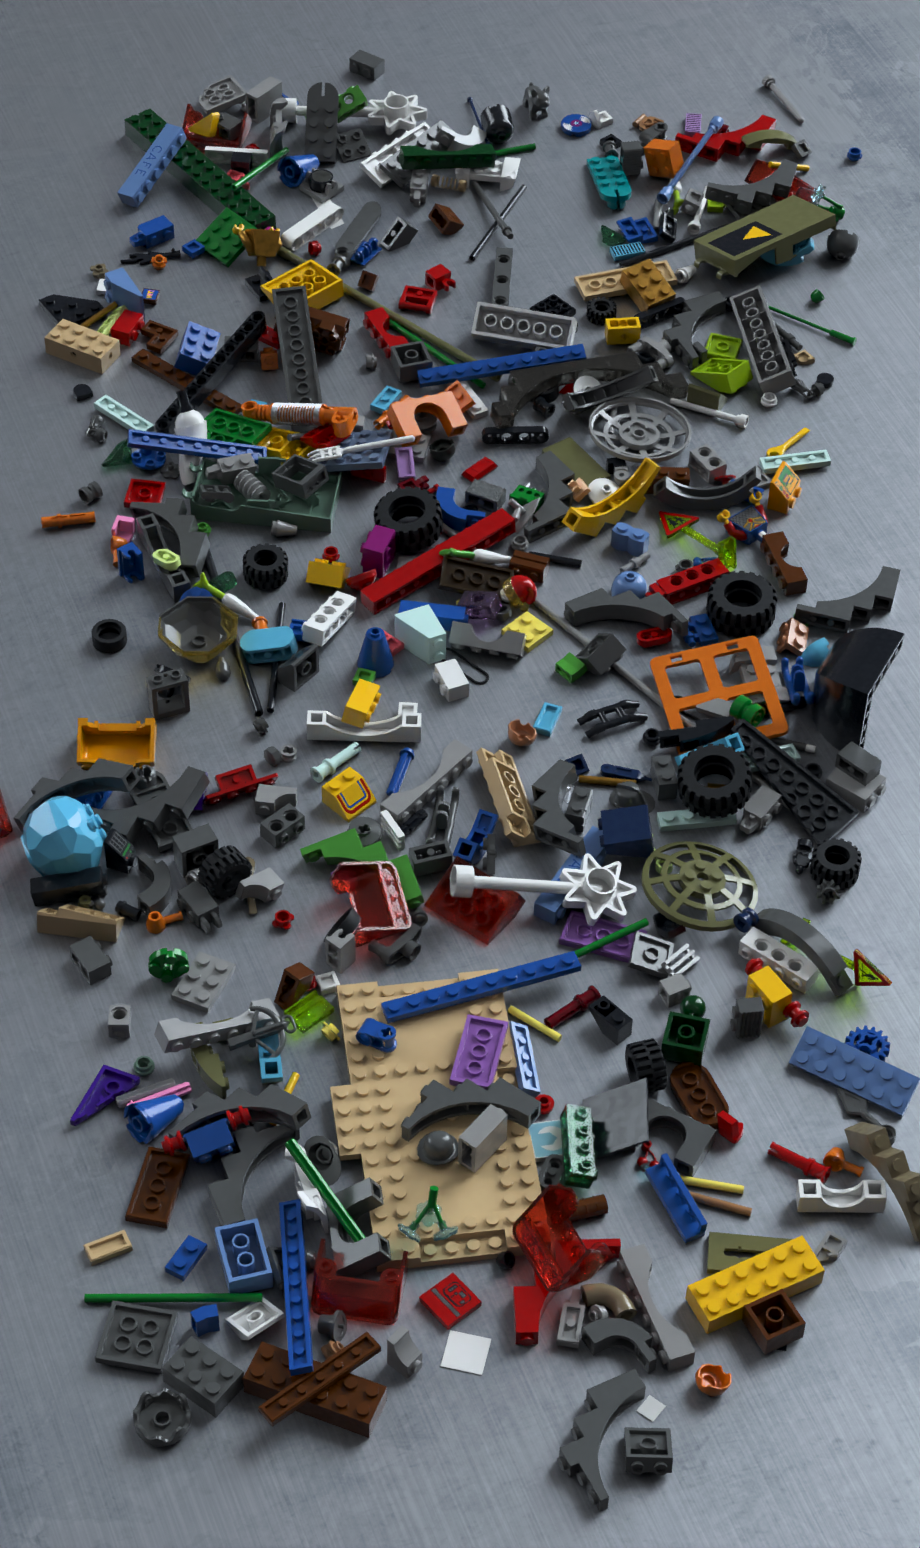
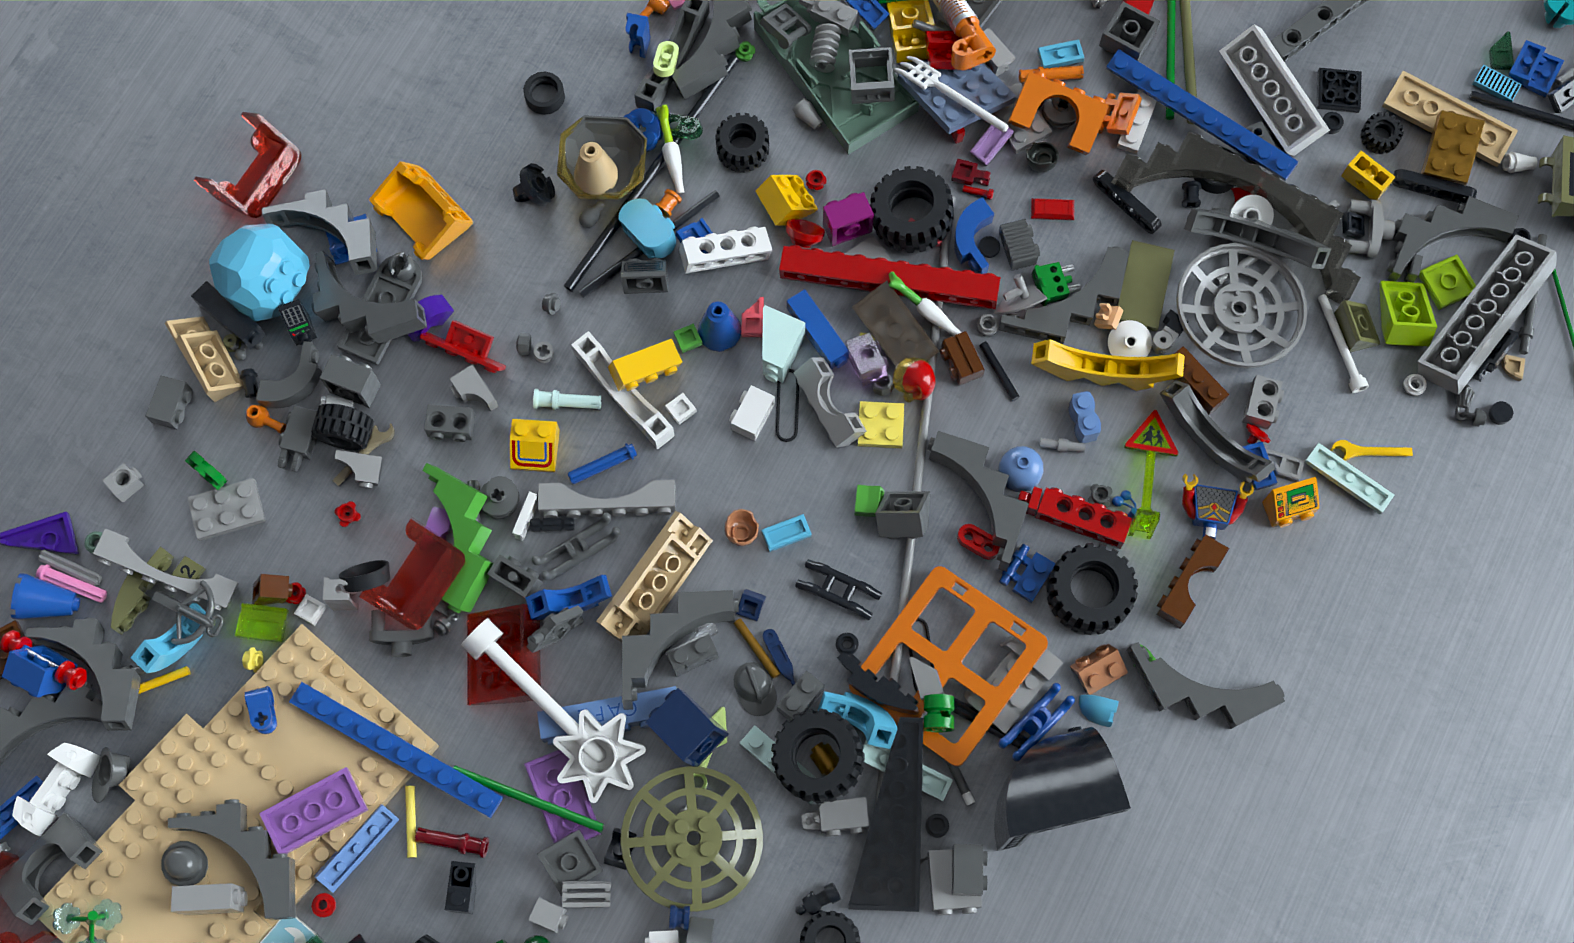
camera: 50 degrees right, 25 degrees up
(172, 705) = (508, 204): dark grey window -> none
(207, 624) = (595, 170): none -> tan cone
(324, 1190) = (47, 816): green axle -> none

